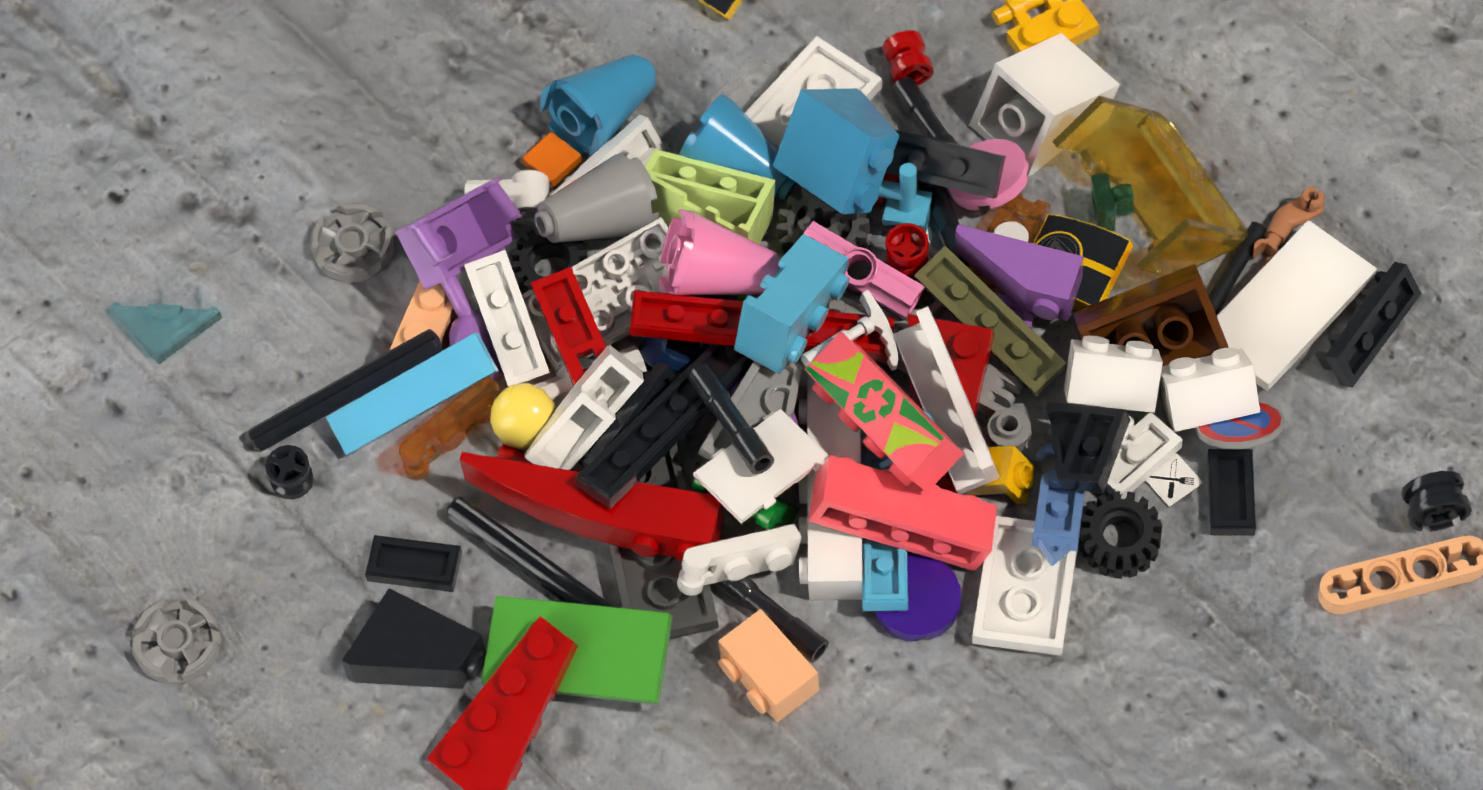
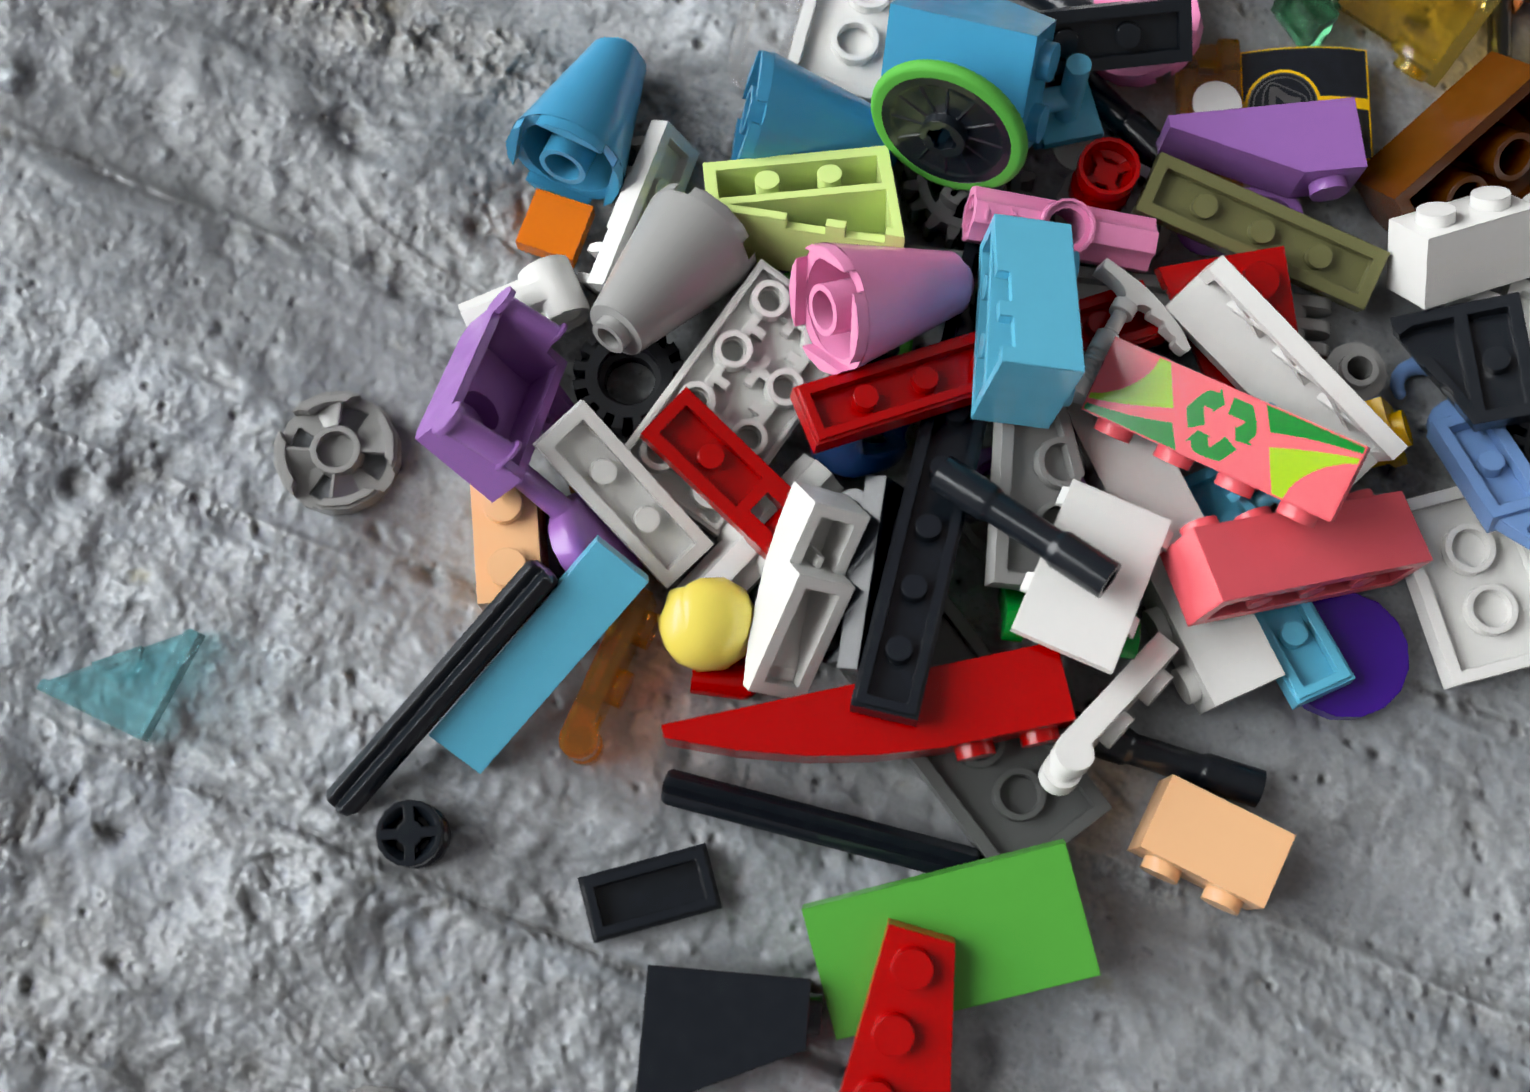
camera: 30 degrees left, 15 degrees up
(806, 175) = (949, 124): none -> black wheel

